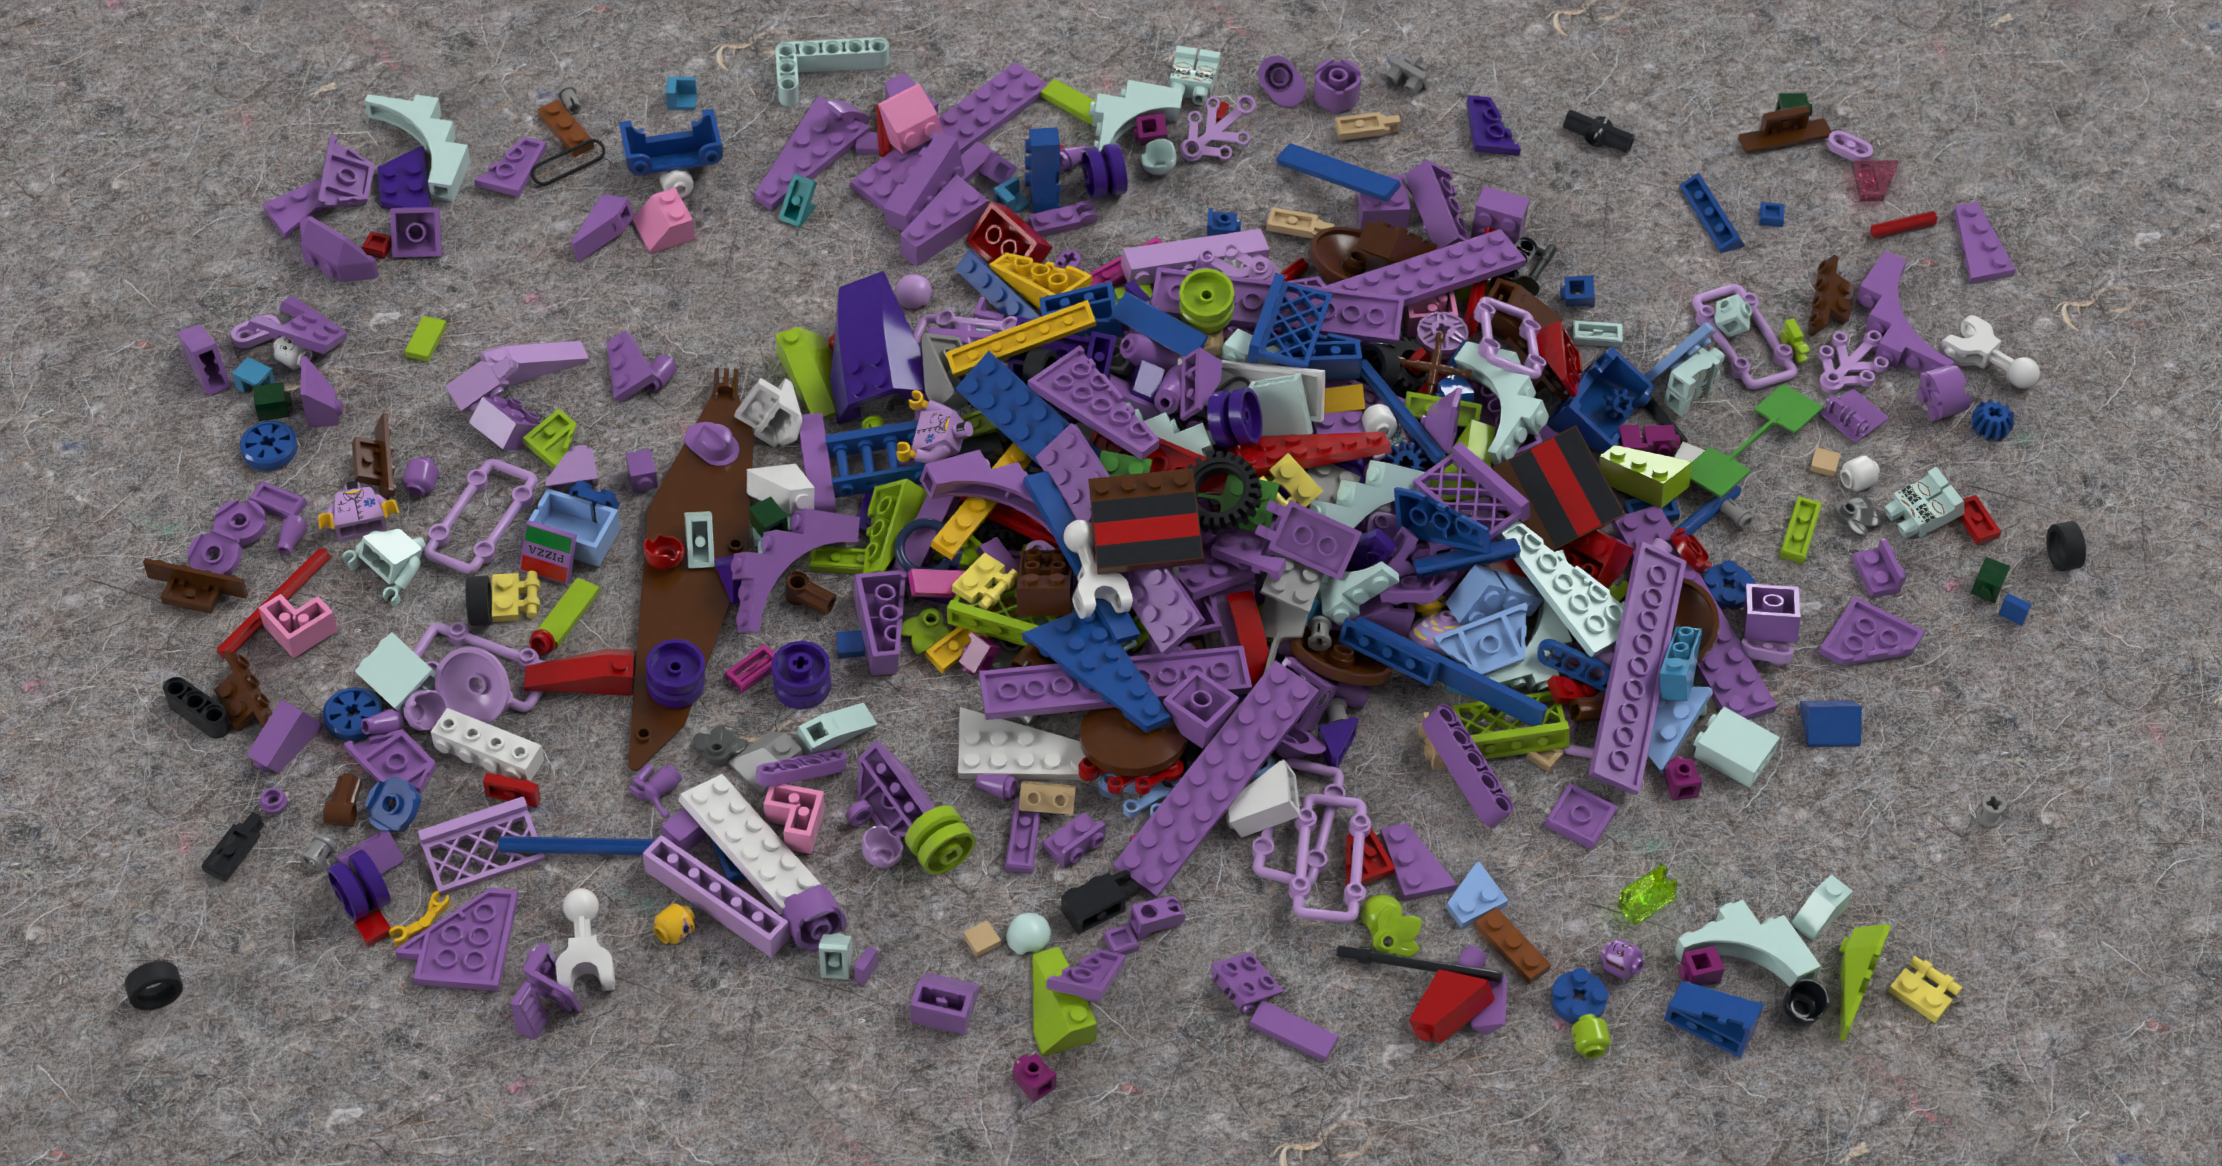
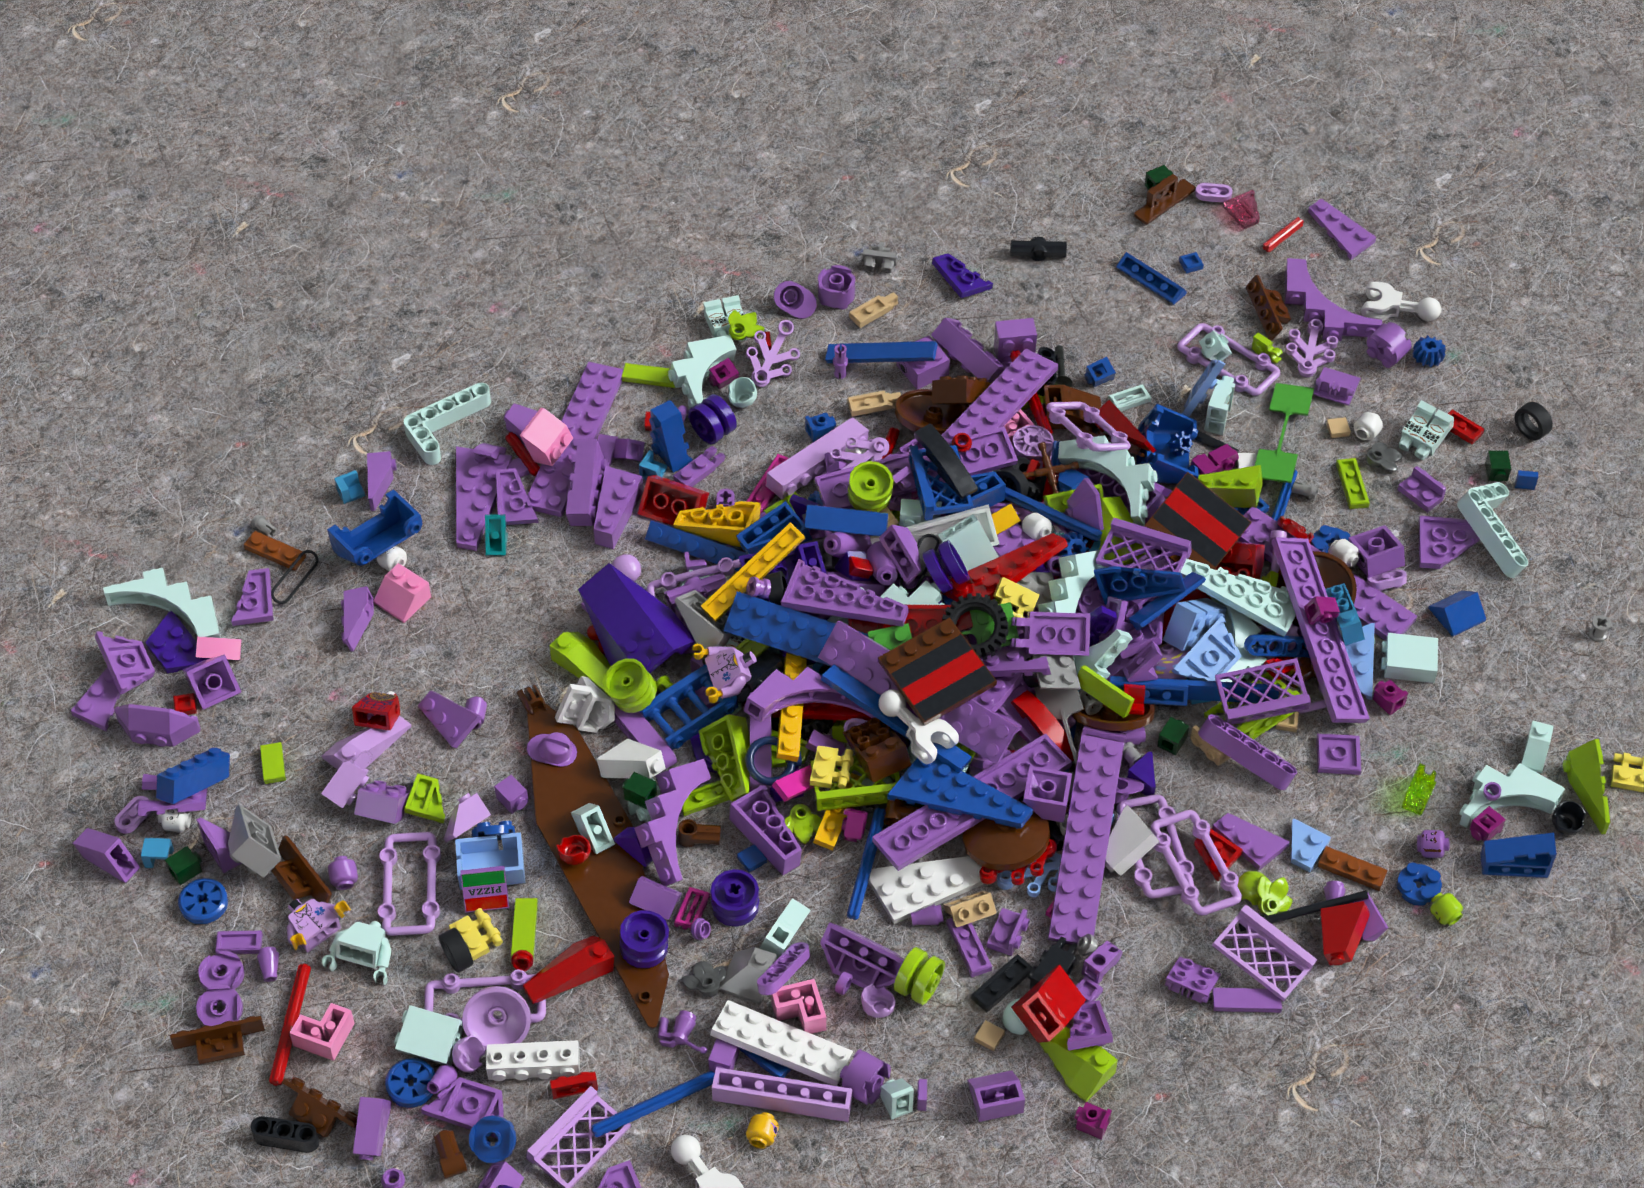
camera: 25 degrees left, 0 degrees up
(328, 313) = (192, 775): none -> blue brick
(347, 404) = (253, 842): none -> light grey slope
(448, 202) = (212, 647): none -> bright pink slope
(559, 328) = (377, 710): none -> red torso
(719, 92) = (380, 475): none -> medium lavender slope
(719, 637) = (654, 897): none -> medium lavender panel
(749, 695) = (700, 929): none -> medium lavender plate
(825, 407) = (630, 685): none -> lime wheel
(840, 171) = (513, 499): none -> medium lavender wing
(955, 709) = (865, 866): none -> blue axle
(1015, 357) = (758, 587): none -> medium lavender wheel
(1031, 891) = (1001, 983): none -> black tile
(1061, 931) = (1049, 1005): none -> red slope
(1146, 383) = (860, 567): none -> red slope
(1147, 890) = (1087, 945): none -> light grey plate
(1204, 84) = (745, 324): none -> lime plate
(1248, 305) = (901, 480): none -> medium lavender tile
(1286, 165) = (840, 361): none -> medium lavender pin
(1304, 304) = (946, 460): none -> black slope
(1335, 627) = (1105, 691): none -> lime tile
(1342, 288) = (962, 437): none -> red plate
(1363, 977) = (1278, 943): none -> lavender fence
(1367, 651) = (1138, 694): none -> red panel
(1398, 714) = (1173, 736): none -> dark green brick
(1401, 618) = (1141, 666): none -> medium lavender slope
(1515, 726) = (1270, 707): none -> medium lavender fence
(1648, 644) = (1321, 609): none -> magenta brick
(1728, 598) = (1345, 551): none -> white head
(1730, 926) = (1494, 788): none -> medium lavender hinge
(1924, 617) = (1477, 509): none -> light aqua beam

